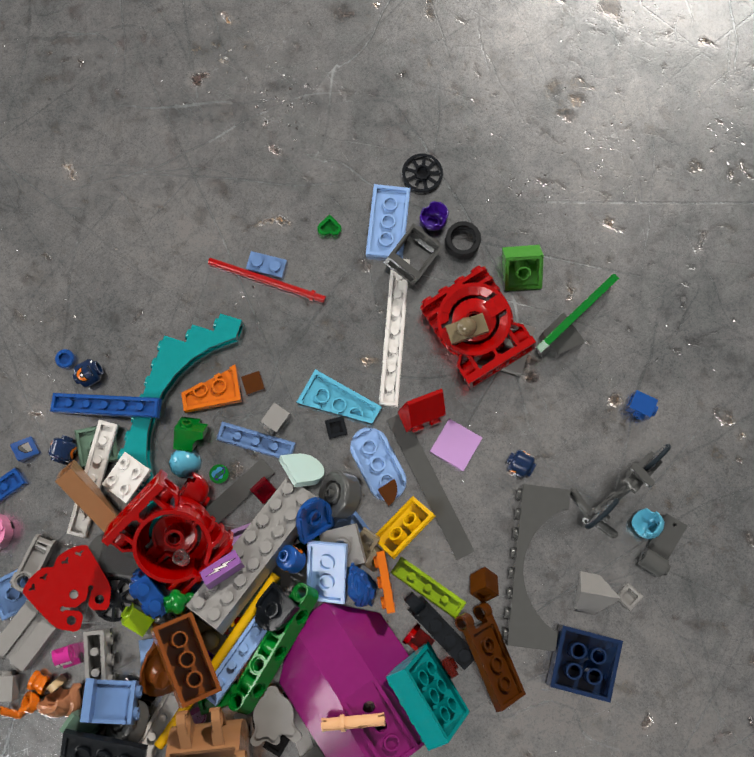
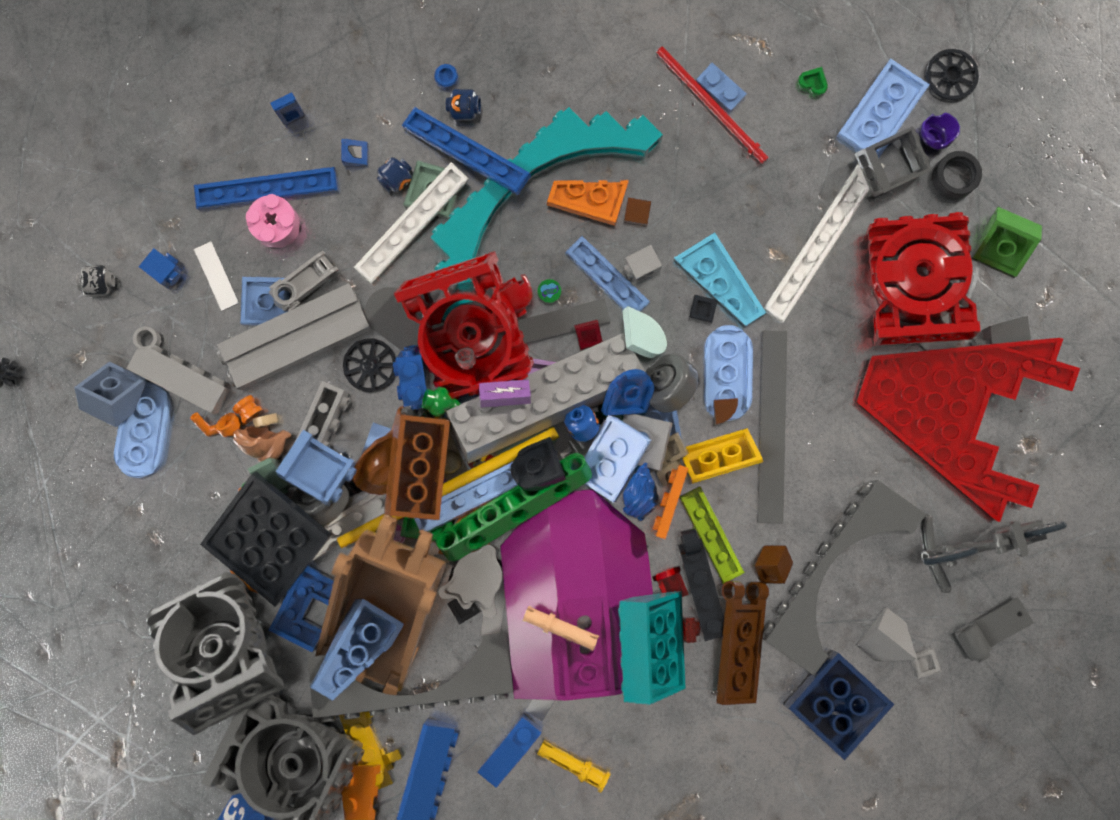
camera: 30 degrees right, 5 degrees up
(61, 580) = (329, 313): red piece -> none
(67, 656) = (291, 397): dark pink leg -> none
(86, 494) = (398, 237): medium nougat slope -> none
(126, 478) = (450, 241): white hinge -> none
(136, 619) = (383, 398): lime brick -> none
(184, 463) = (518, 258): medium azure hair -> none
(187, 433) = (539, 227): green brick -> none
(423, 411) = (810, 341): red slope -> none
(456, 444) = (825, 398): lavender tile -> none
(467, 328) = (911, 275): dark tan tile -> none
(521, 463) = (886, 457): dark blue head -> none
(536, 406) = (939, 402): none -> red wing
(577, 312) = (1043, 324): green tile -> none
(642, 405) = (1057, 466): blue brick -> none
(648, 523) = (991, 597): medium azure hair -> none

